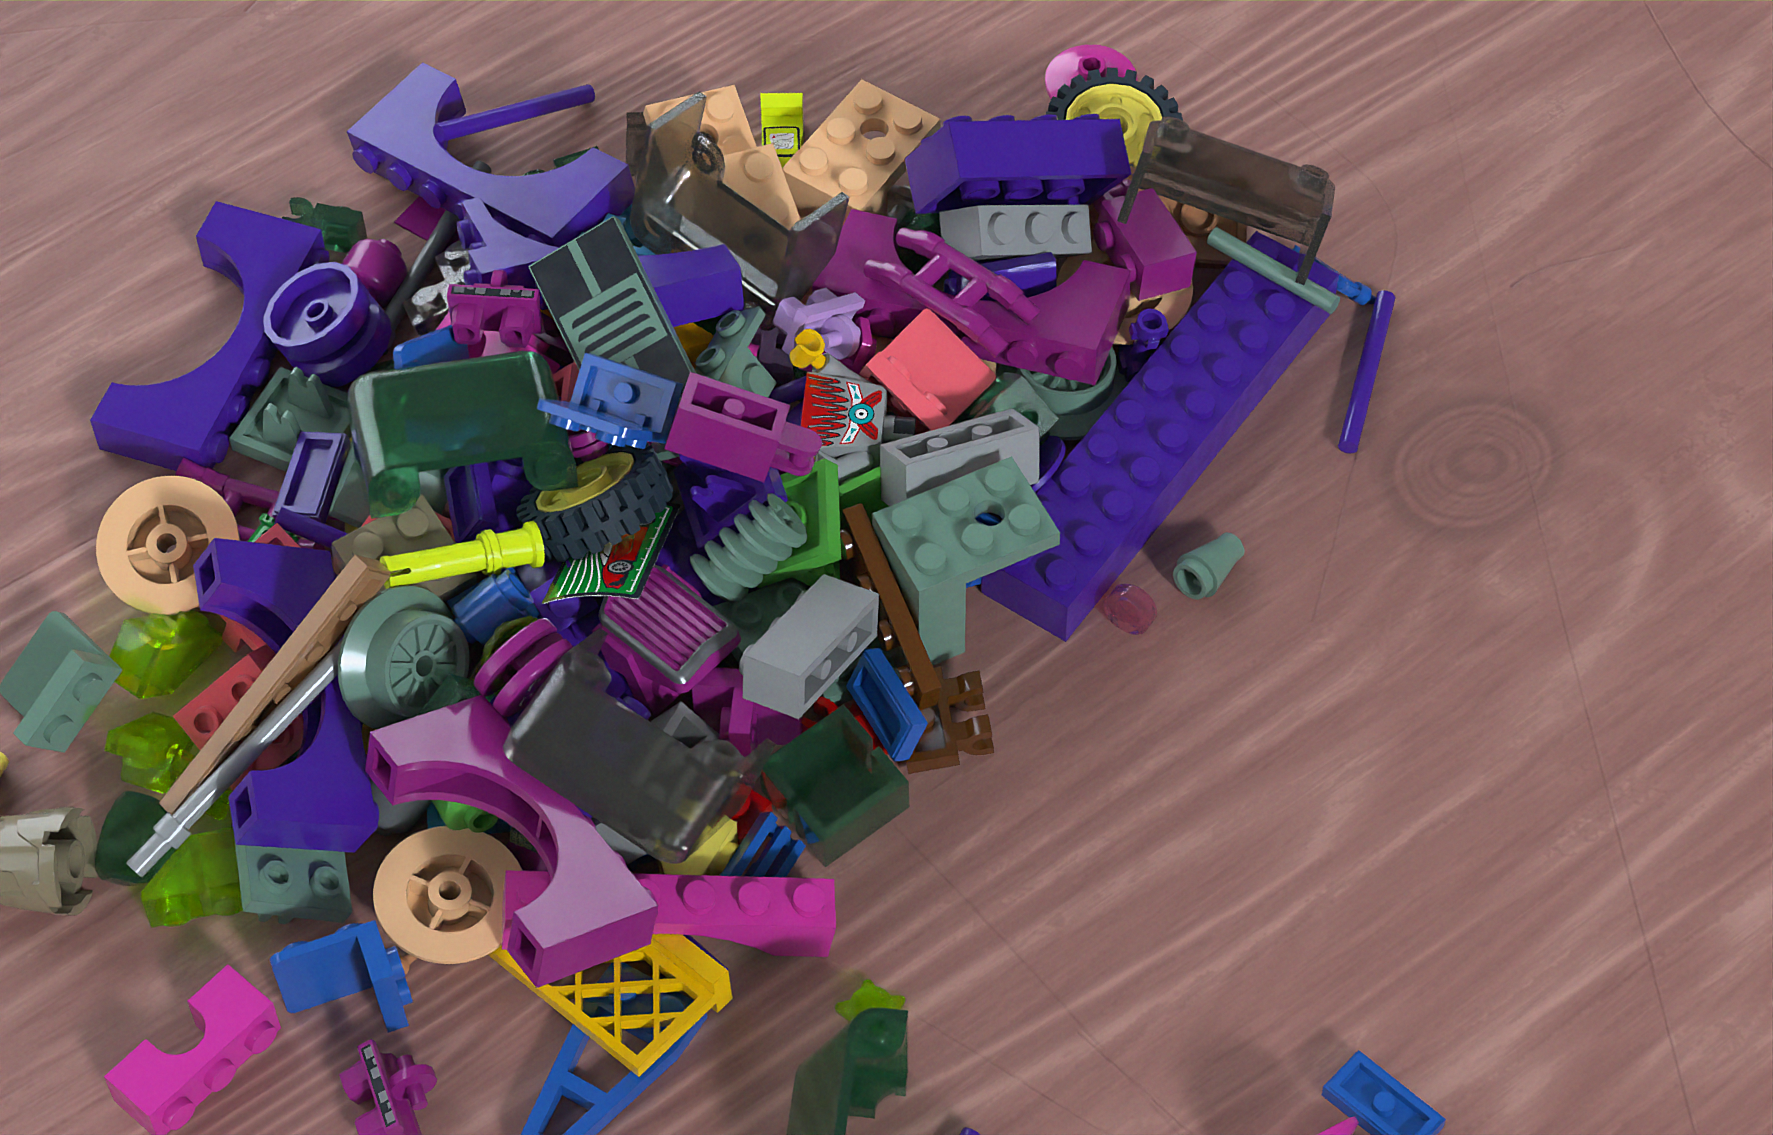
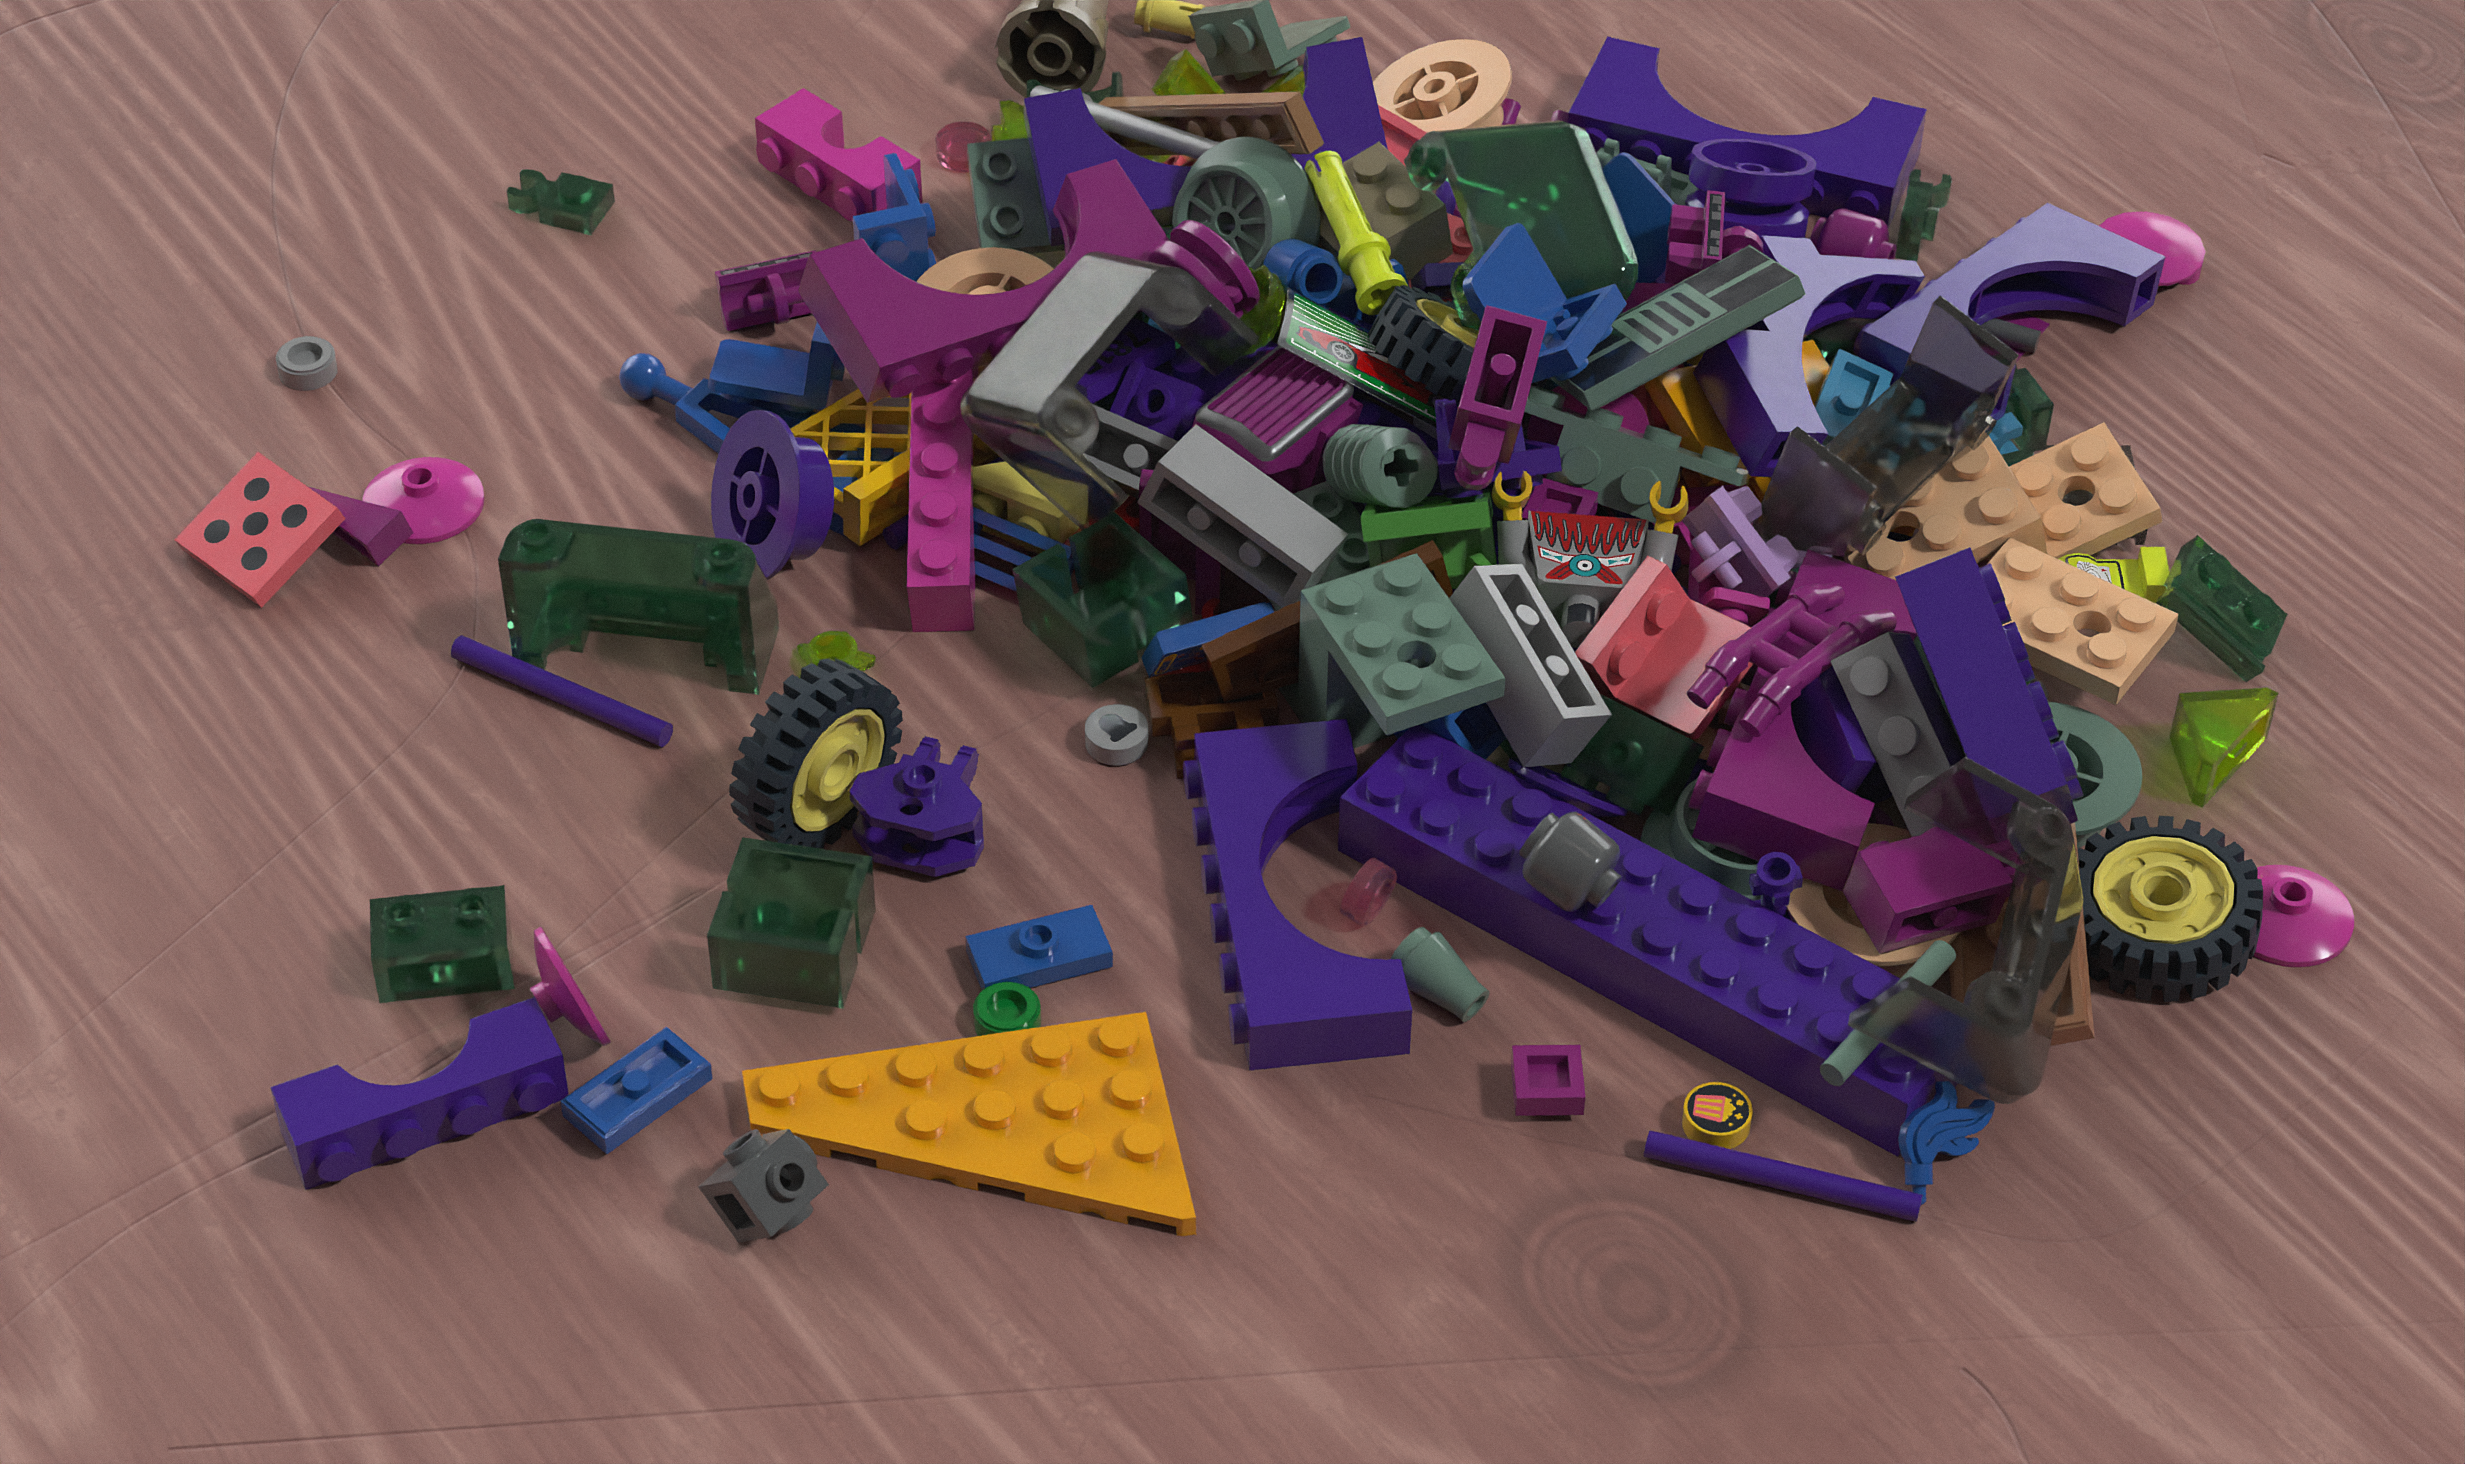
camera: 90 degrees right, 10 degrees down
(163, 952) = (953, 141): none -> clear pink tile
(363, 83) = (2167, 237): none -> dark pink dish
(513, 113) = (2103, 340): dark purple bar -> none
(519, 1059) = (777, 374): none -> blue bracket
(721, 1051) = (771, 491): none -> dark purple piece
(810, 70) = (2222, 608): none -> clear green plate
(944, 89) = (2217, 734): none -> clear neon green slope
(956, 791) = (1116, 734): none -> light grey tile
(1042, 690) = (1290, 992): none -> dark purple arch
(1060, 971) = (810, 753): none -> black wheel
(1077, 913) = (921, 806): none -> dark purple hinge
(1161, 441) = (1571, 861): none -> dark grey head
(1200, 835) = (1041, 949): none -> blue plate
(1212, 1003) = (792, 922): none -> clear green piece
(1266, 855) = (1006, 1009): none -> green tile
(1304, 499) = (1547, 1080): none -> magenta plate
(1318, 405) = (1717, 1115): none -> tile
(1367, 849) = (1040, 1111): none -> light orange wing
(1483, 993) = (764, 1184): none -> dark grey brick

